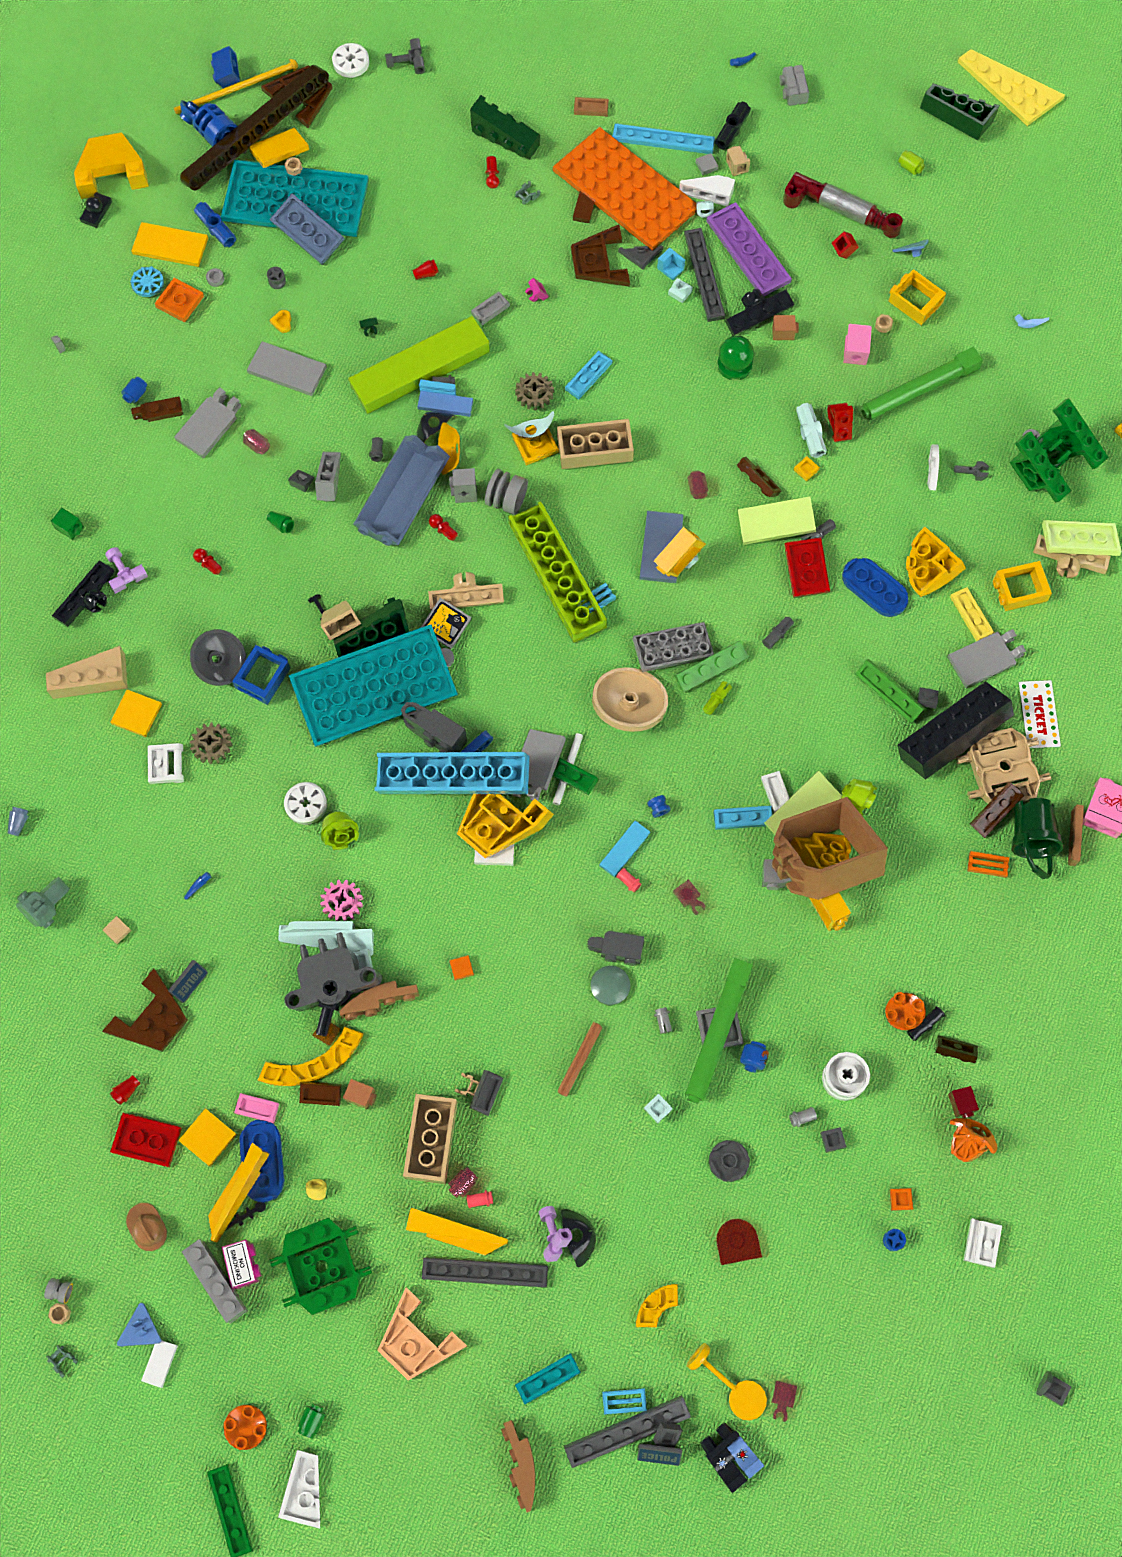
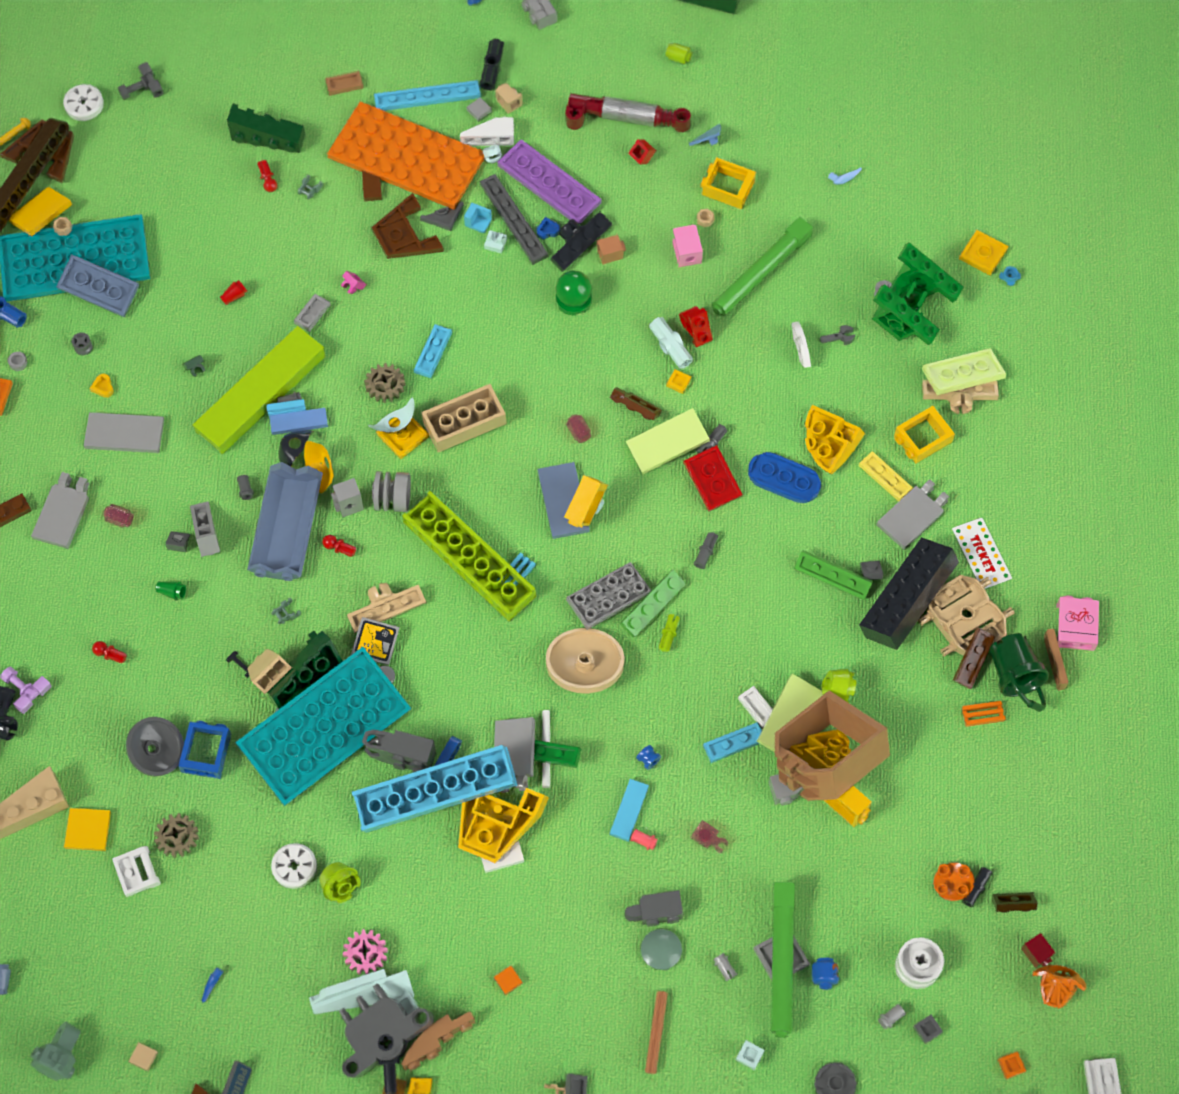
camera: 20 degrees left, 5 degrees down
(369, 579) = (288, 616): none -> sand green piece
(732, 292) = (548, 229): none -> blue tile

